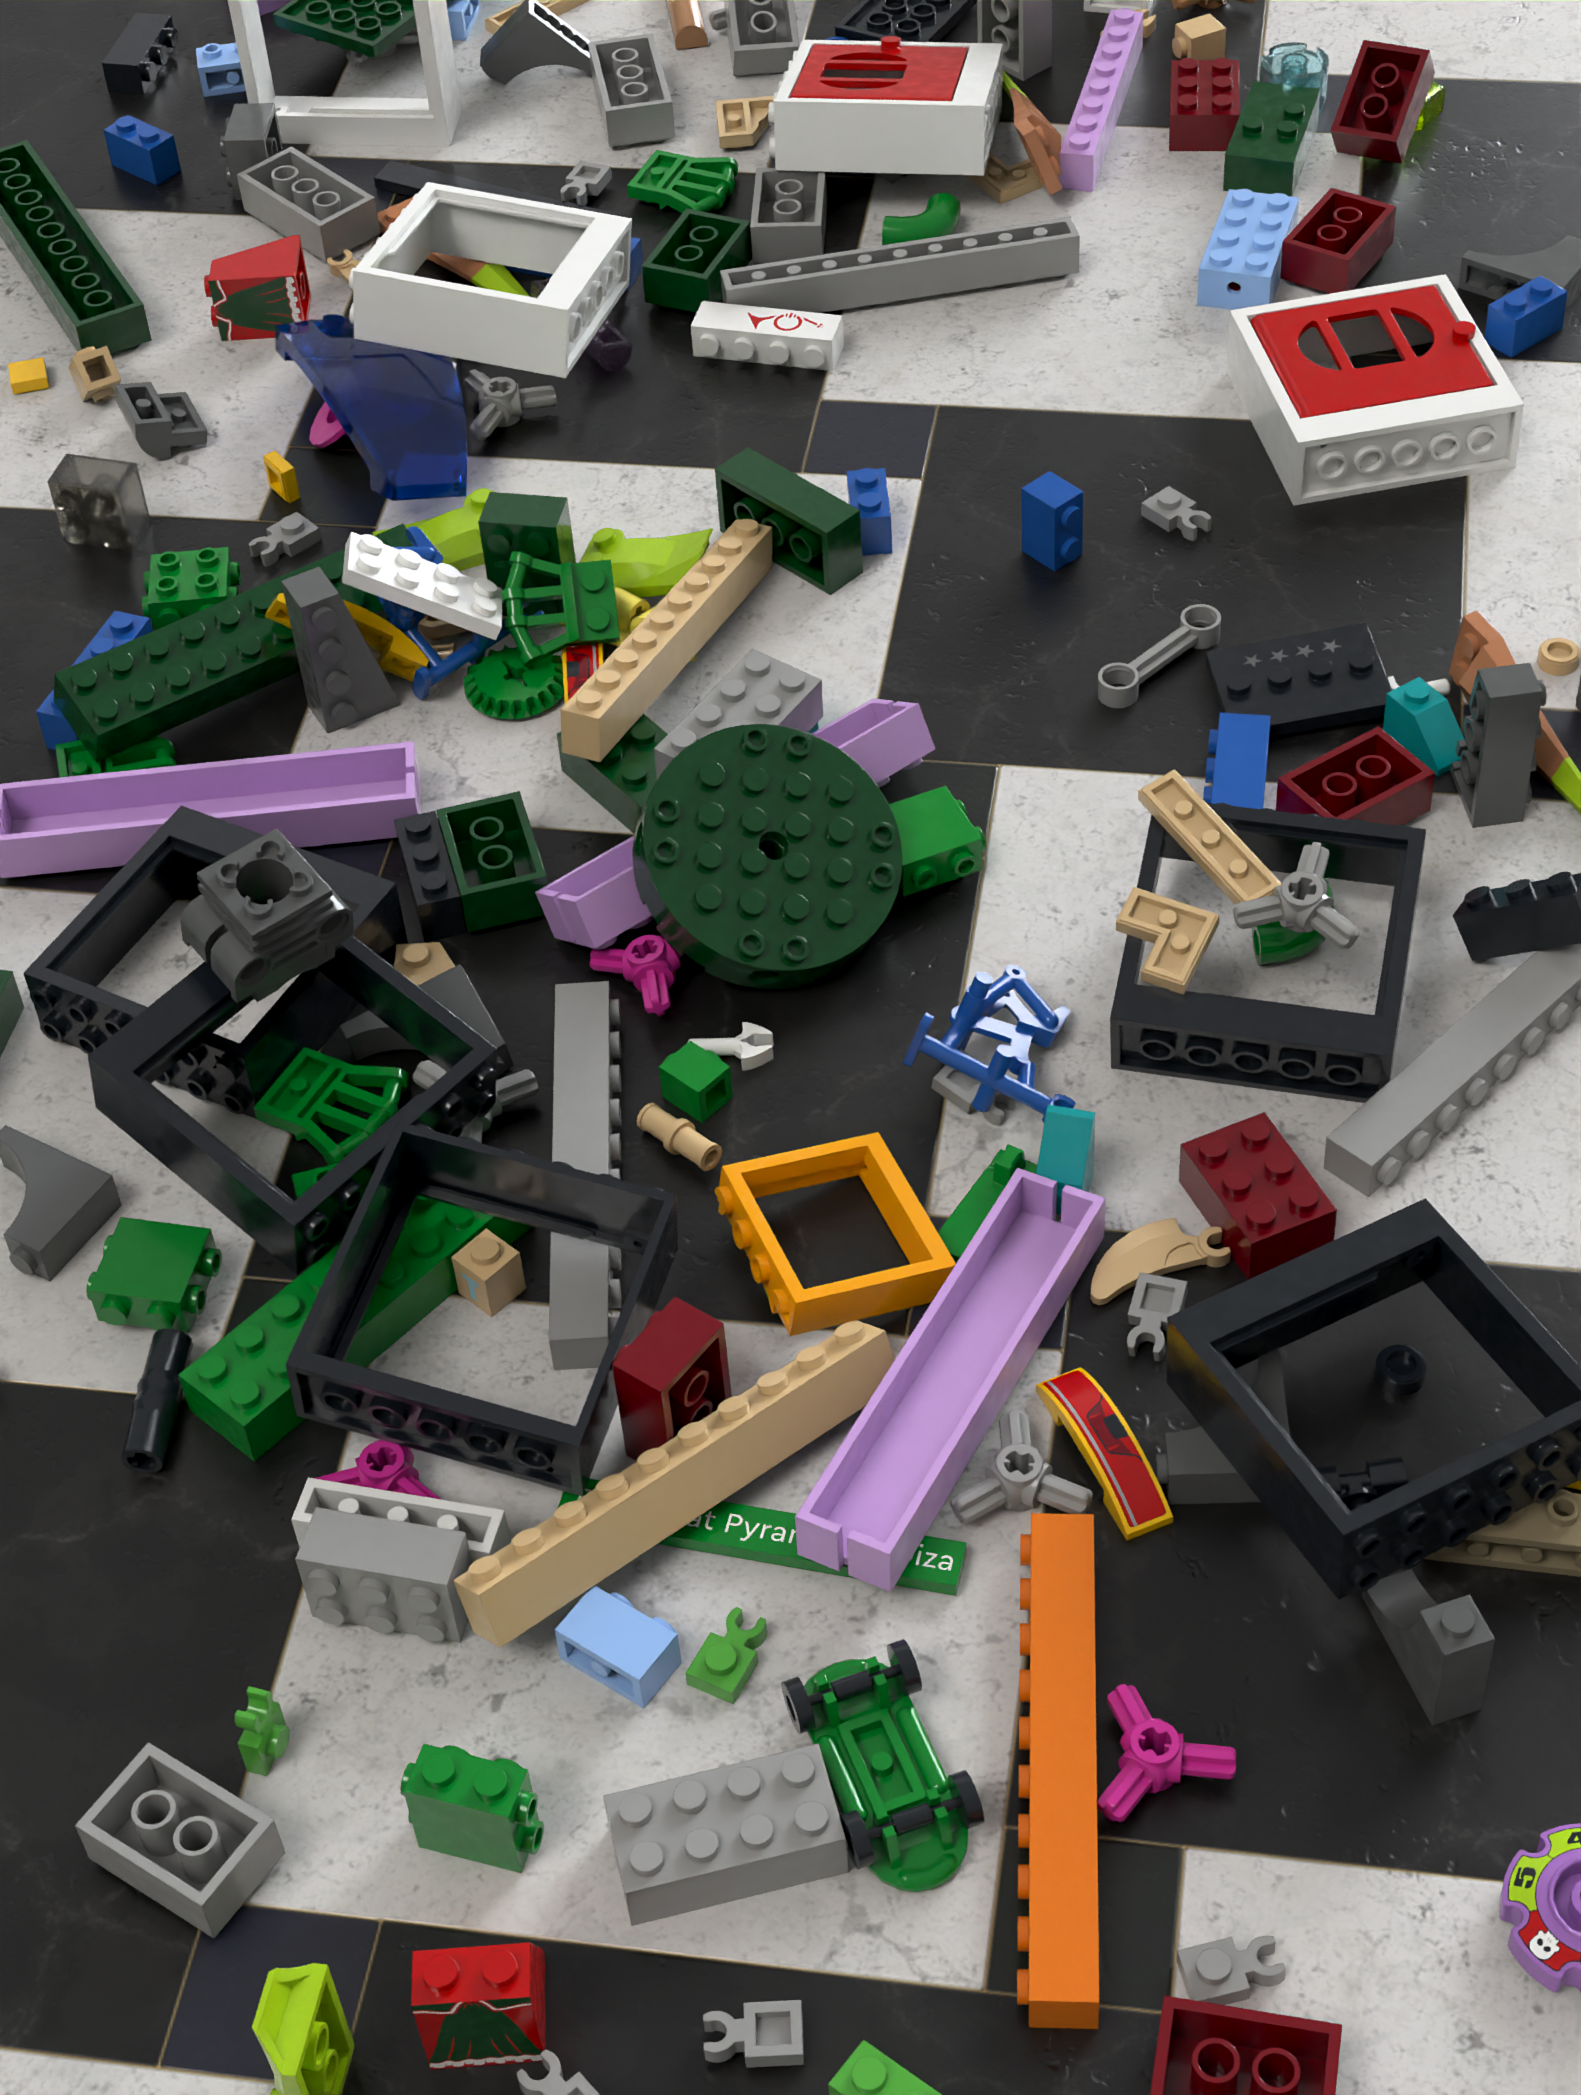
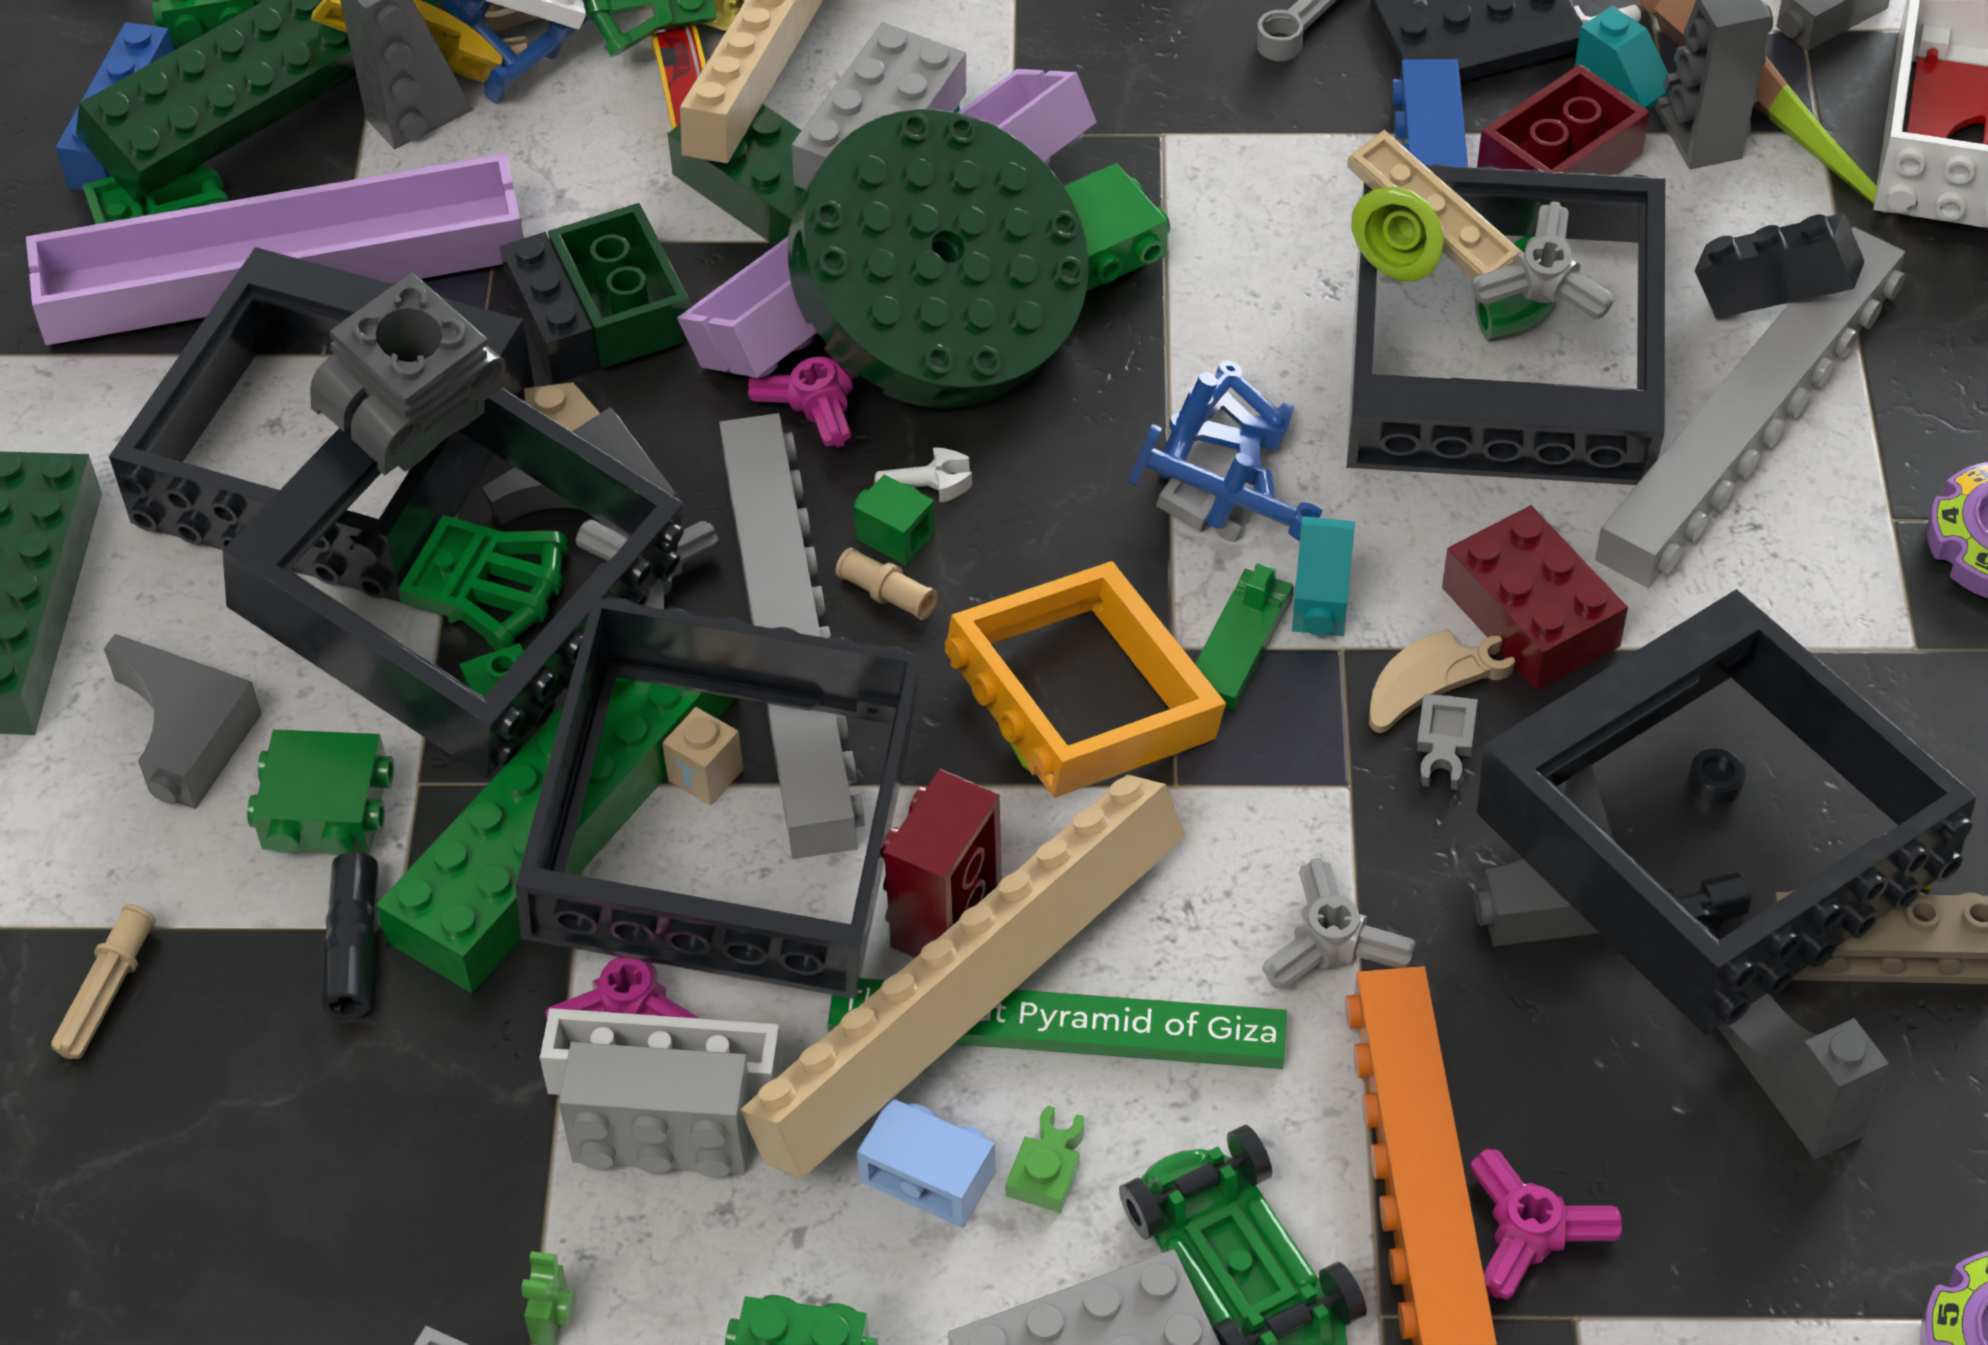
camera: 10 degrees left, 5 degrees up
(497, 696) = (579, 92): green gear -> none
(949, 1381) = (1242, 834): lavender piece -> none
(1110, 1451) = (1423, 890): slope -> none
(1170, 859) = (1398, 233): none -> lime hat
(1178, 934) = (1412, 309): tan tile -> none

